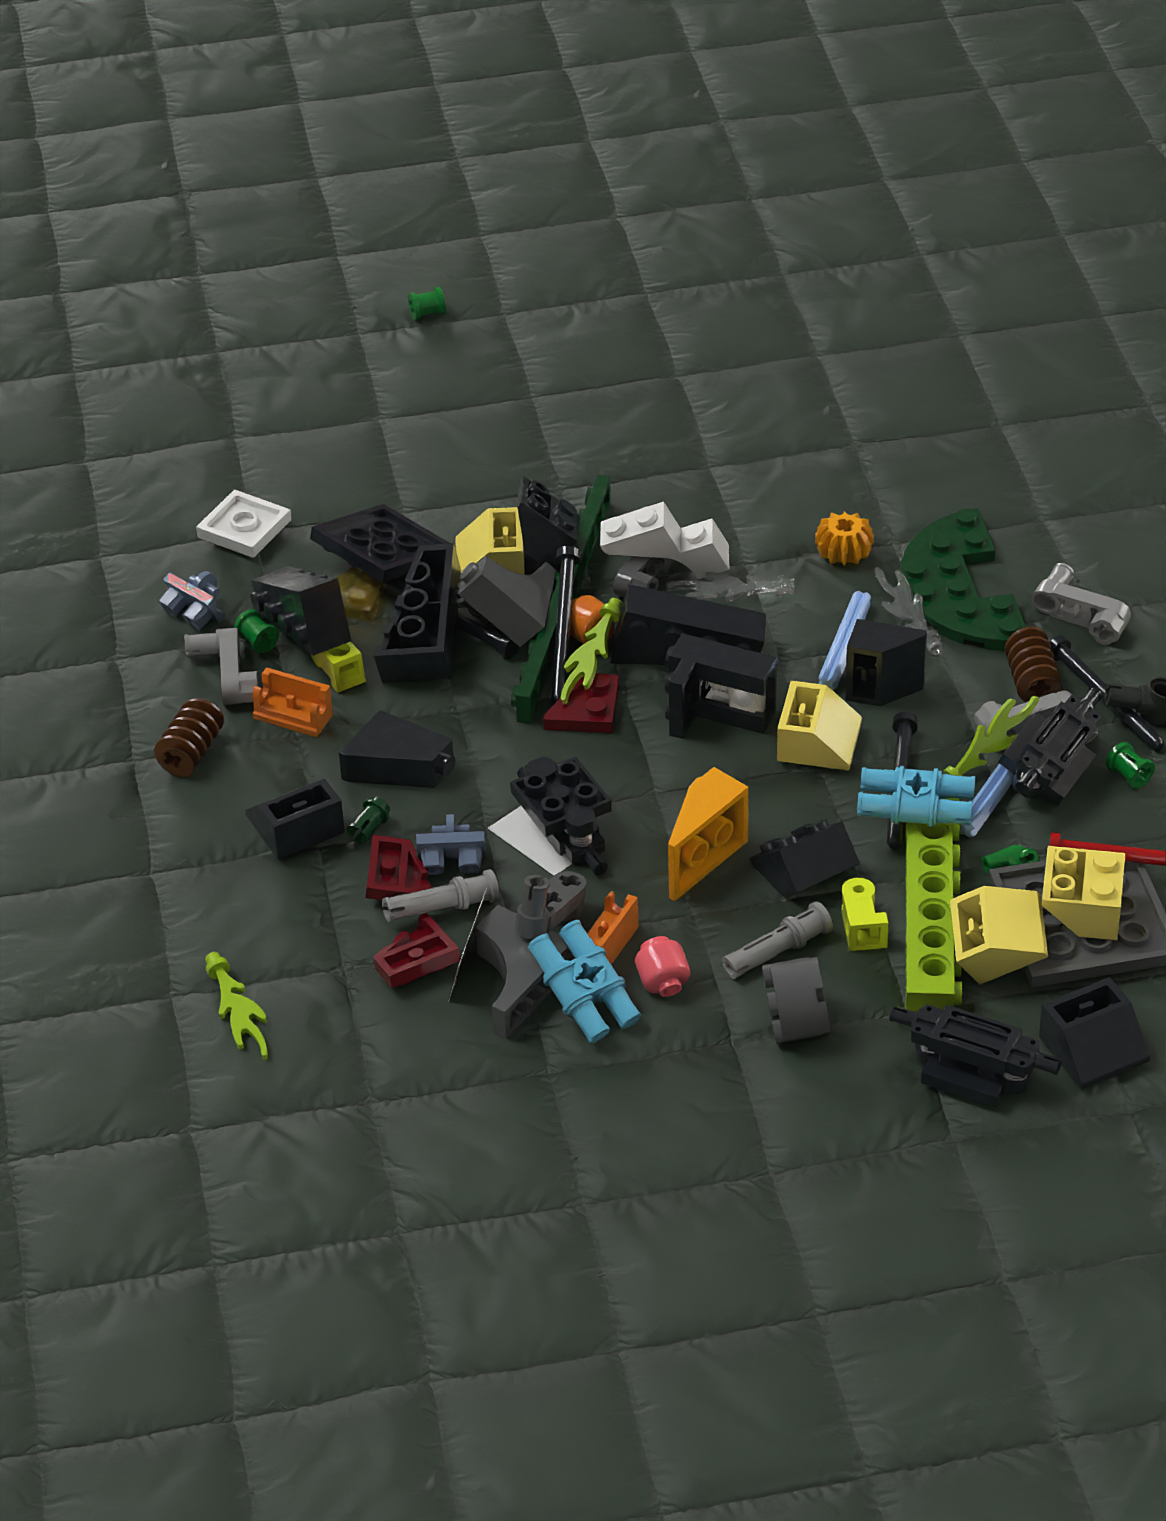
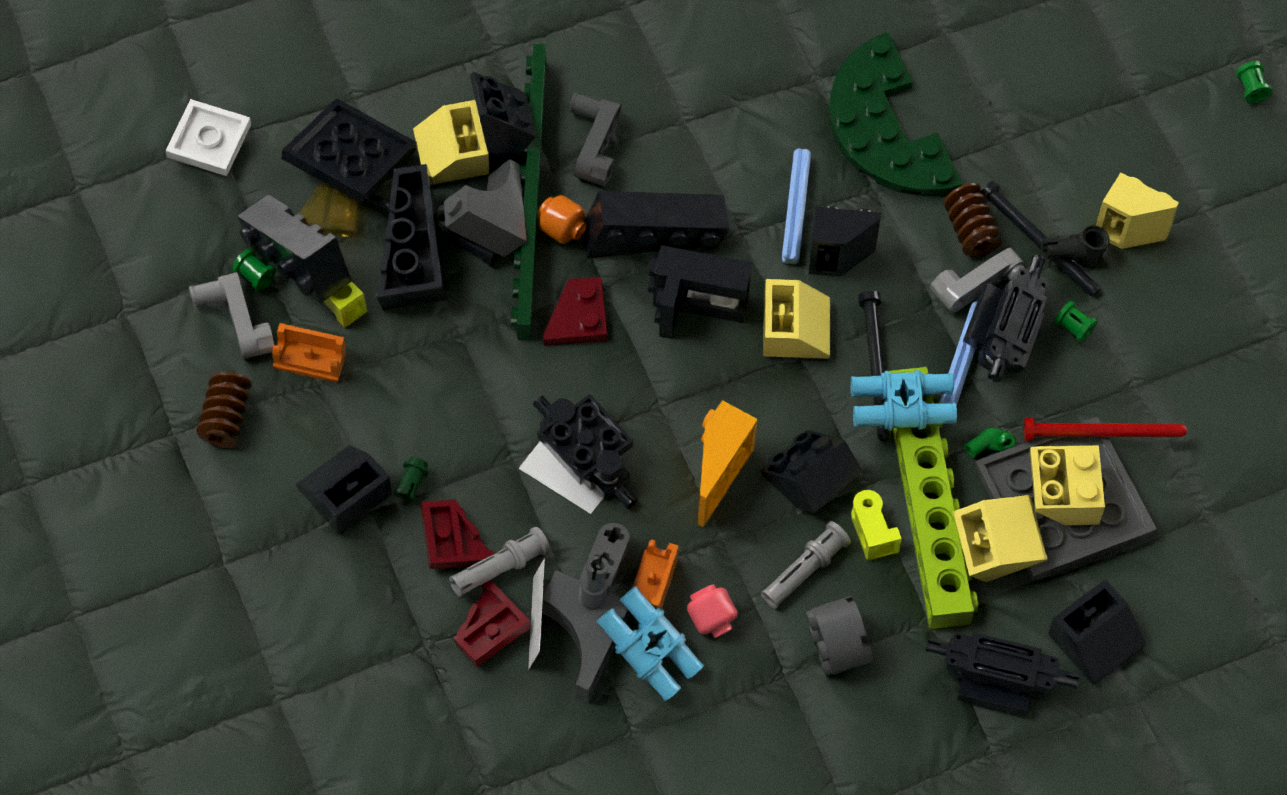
camera: 15 degrees left, 20 degrees up
(197, 593) = (170, 235): sand blue hips -> none
(241, 1007) = (348, 708): lime piece -> none
(396, 754) = (420, 400): black slope -> none
(451, 842) = (480, 507): sand blue hips -> none
(568, 558) = (535, 166): black bar -> none
(585, 655) = (570, 263): lime piece -> none
(657, 534) = (610, 117): white arch -> none
(733, 588) = (677, 152): clear piece -> none
(844, 538) = (774, 86): light orange gear -> none
(908, 609) = (842, 162): clear piece -> none
(995, 738) = (950, 316): lime piece -> none
(1099, 613) = (1024, 148): light grey beam -> none

